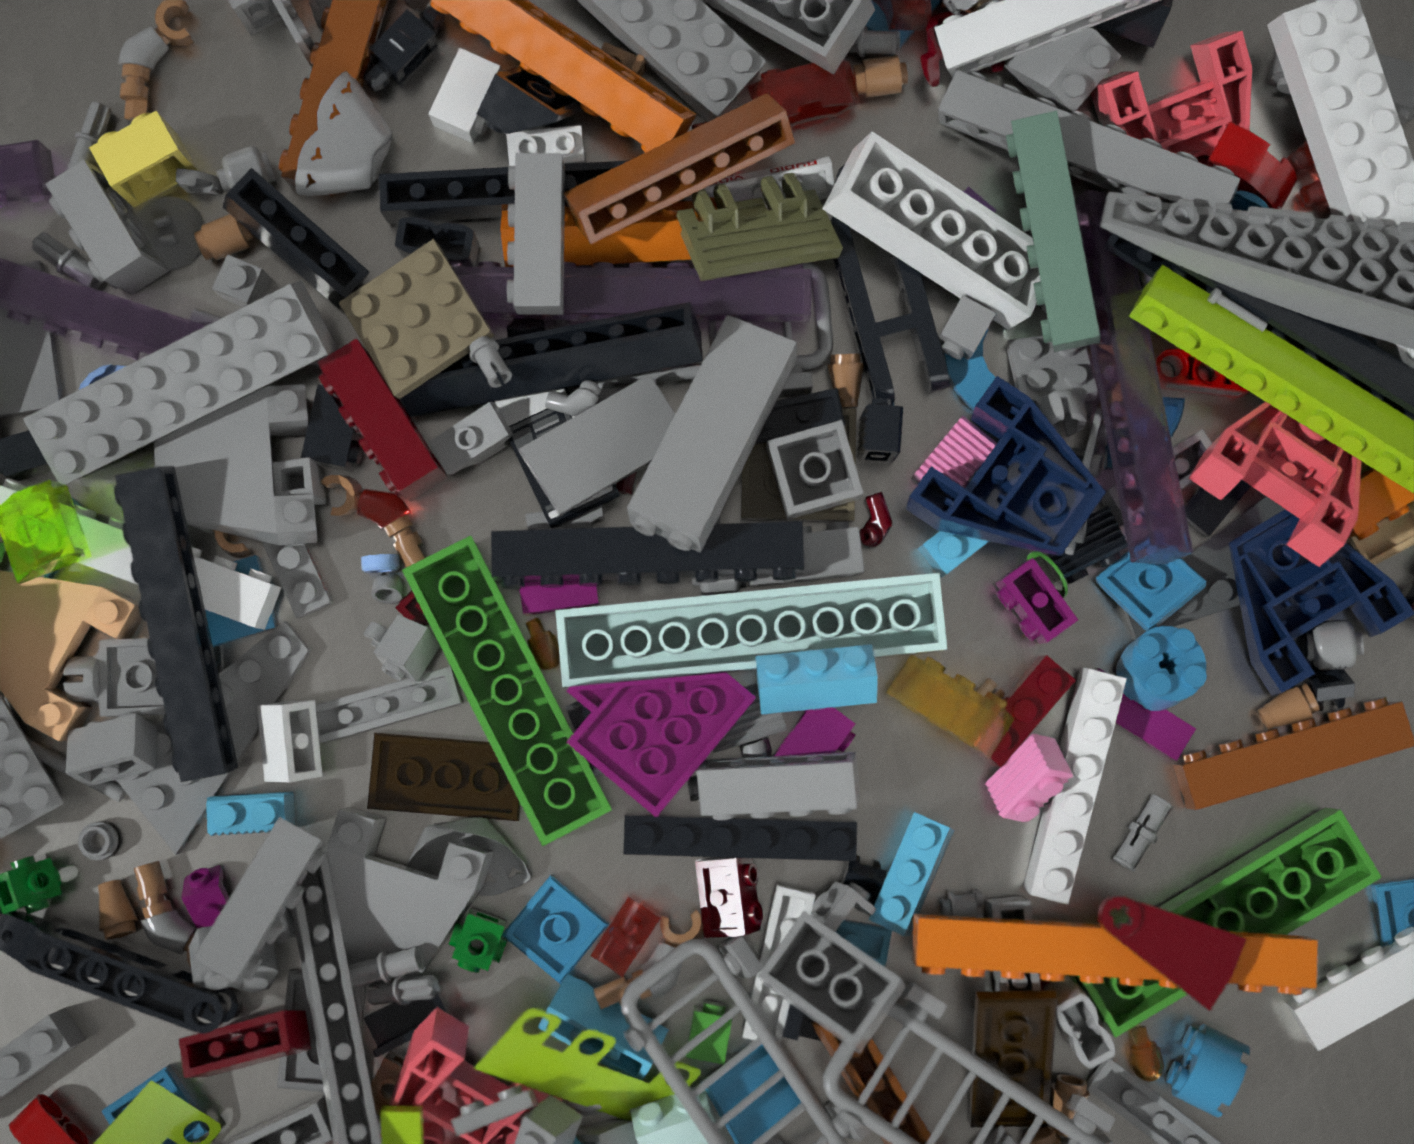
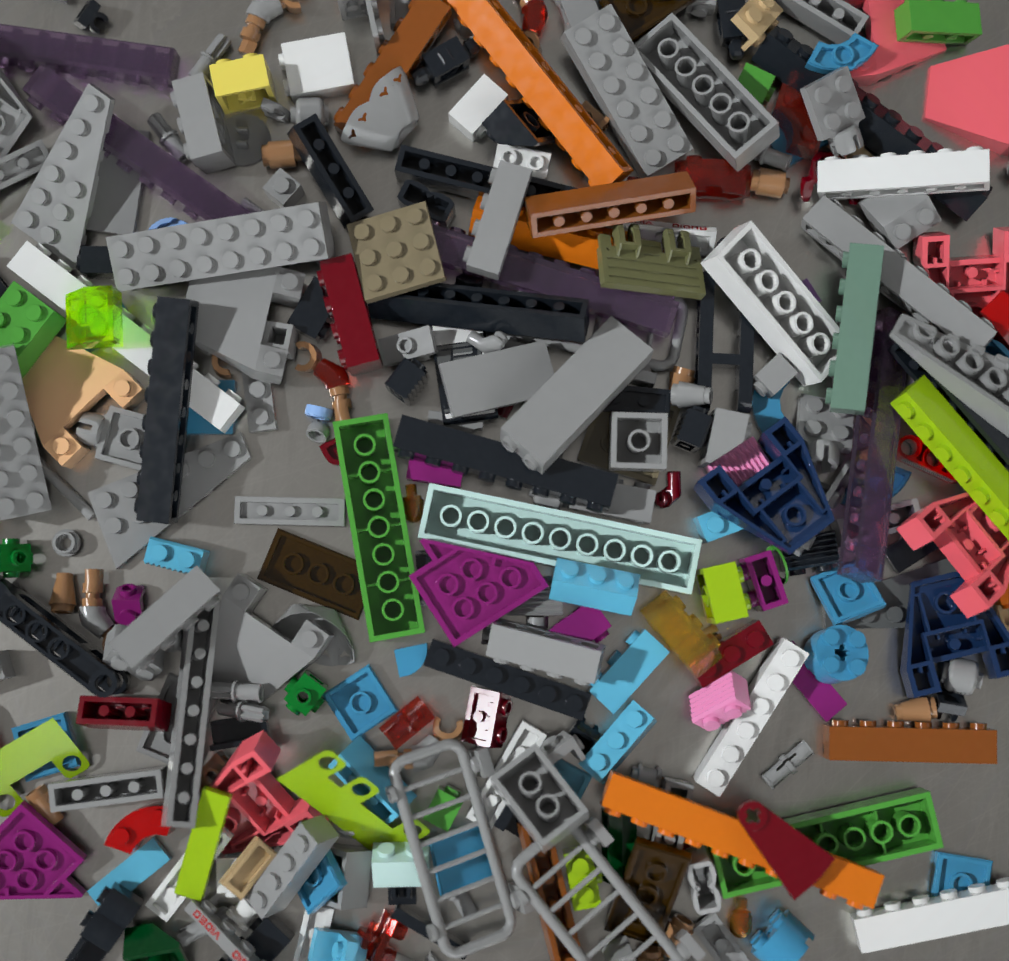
camera: 15 degrees right, 0 degrees up
(111, 749) = (95, 483): light grey brick -> none
(236, 107) = (317, 67): none -> white brick
(289, 741) = (218, 515): white brick -> none
(403, 648) = (316, 476): light grey brick -> none
(477, 1115) = (267, 812): light grey wing -> none
(484, 484) = (407, 380): none -> black brick
(486, 354) = (437, 292): light grey pin -> none
(604, 850) = (410, 658): none -> dark azure brick
(862, 386) = (689, 394): none -> light grey cone
(895, 774) = (628, 669): none -> medium azure brick
(911, 1061) = (578, 869): none -> lime brick
(926, 421) = (725, 433): none -> light grey slope
(959, 996) = (624, 836): none -> dark green piece
(988, 633) = (723, 592): none -> lime brick
(1239, 311) = (964, 420): light grey piece -> none

